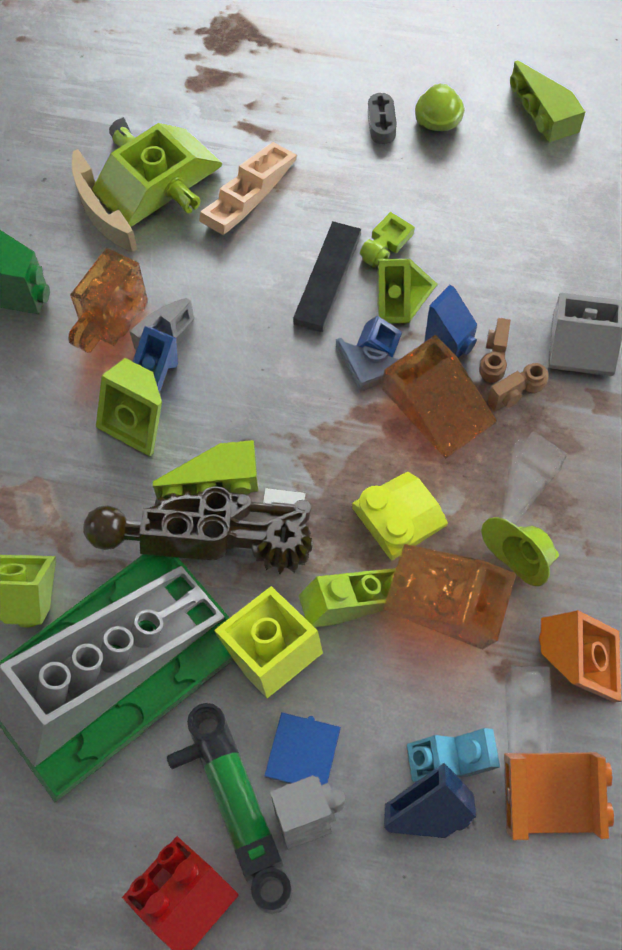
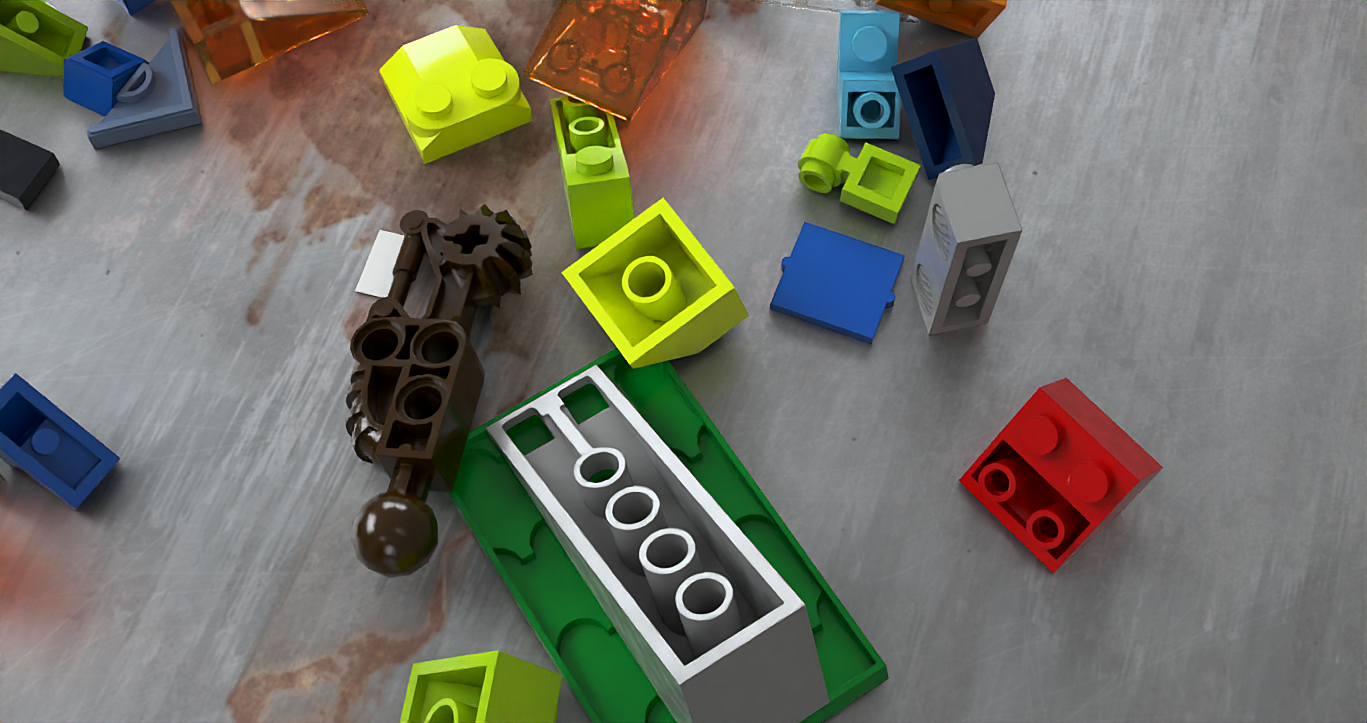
camera: 85 degrees left, 0 degrees up
(130, 405) = (137, 479): lime slope -> none
(224, 465) = (310, 334): lime slope -> none
(236, 803) = (997, 354): piece -> none
(371, 765) = (873, 182): none -> lime plate

